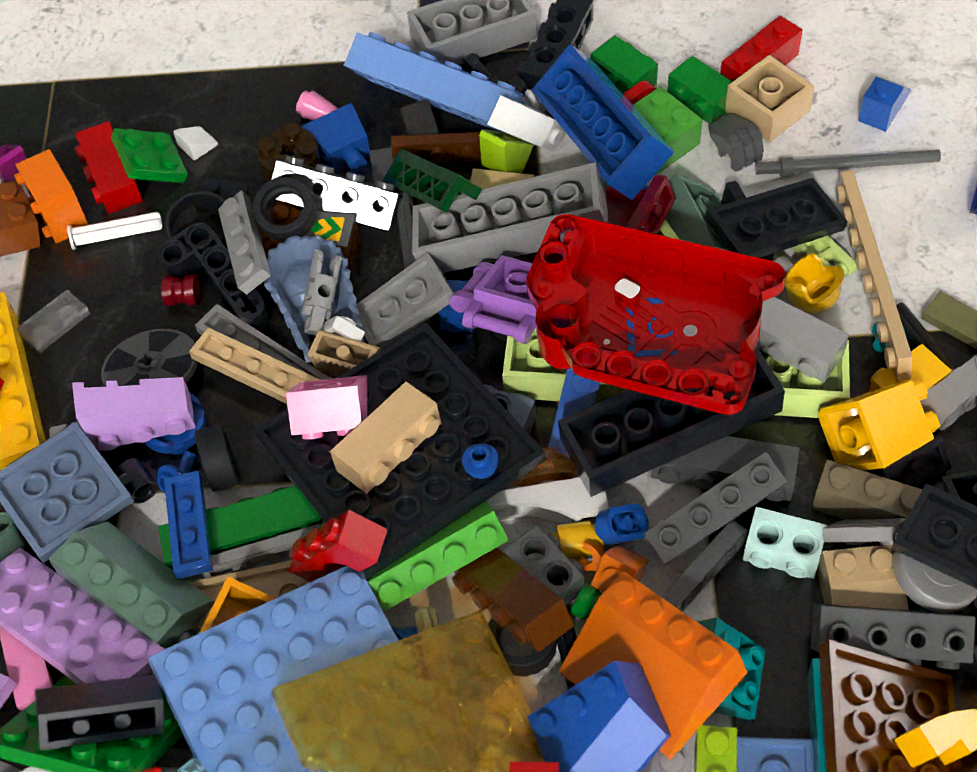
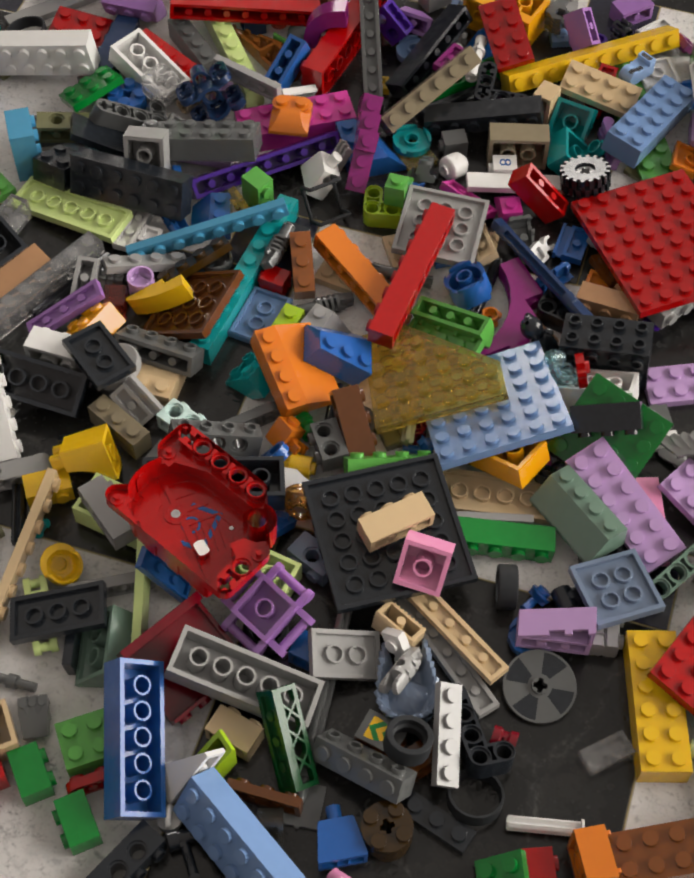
camera: 165 degrees left, 0 degrees up
(188, 525) = (535, 535): blue plate -> none
(339, 543) = (442, 458): red arch -> none
(482, 468) = (343, 491): blue plate -> none

